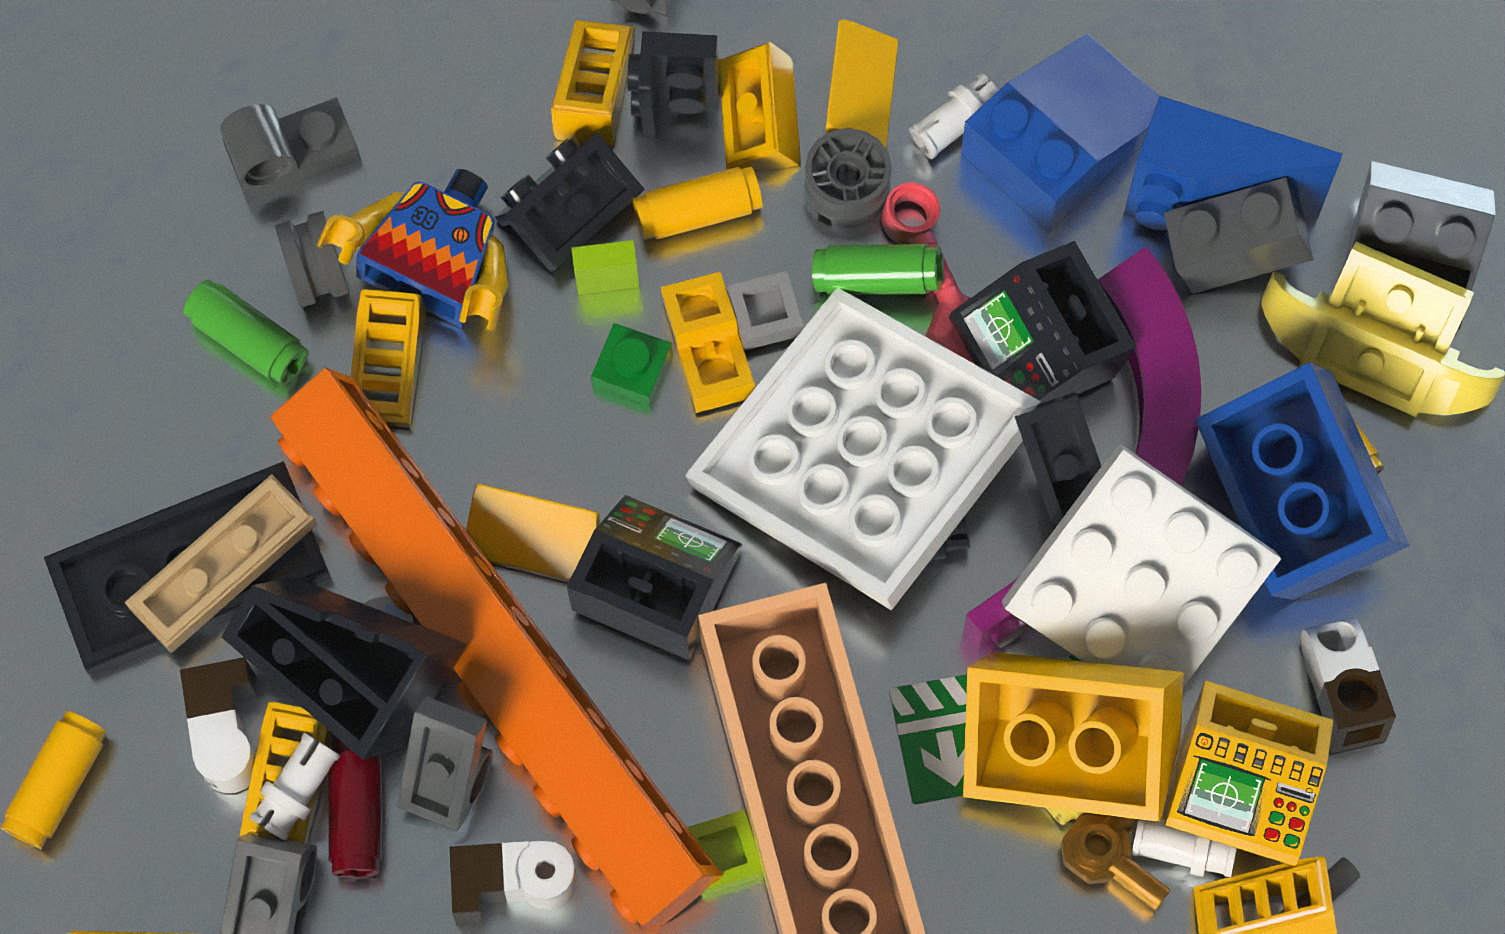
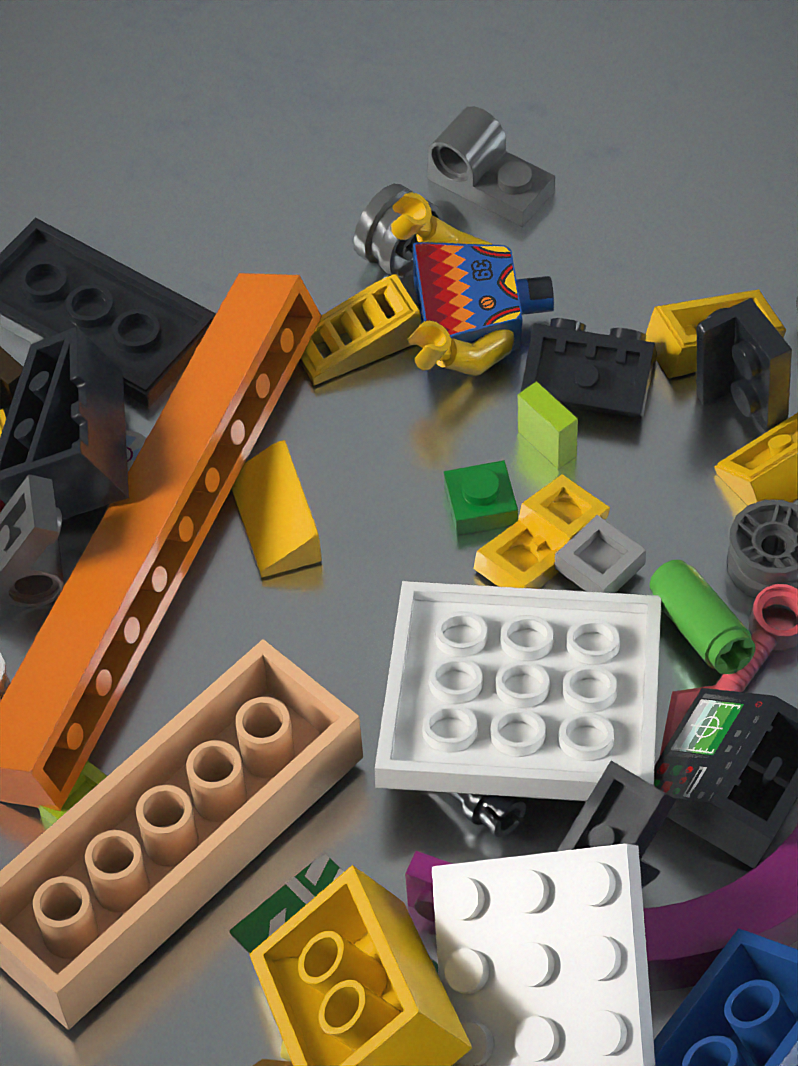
camera: 60 degrees right, 15 degrees down
(221, 563) = (108, 318): tan tile -> none
(245, 332) = (311, 230): bright green piece -> none
(652, 575) = (298, 598): black slope -> none
(697, 203) = (660, 458): yellow piece -> none

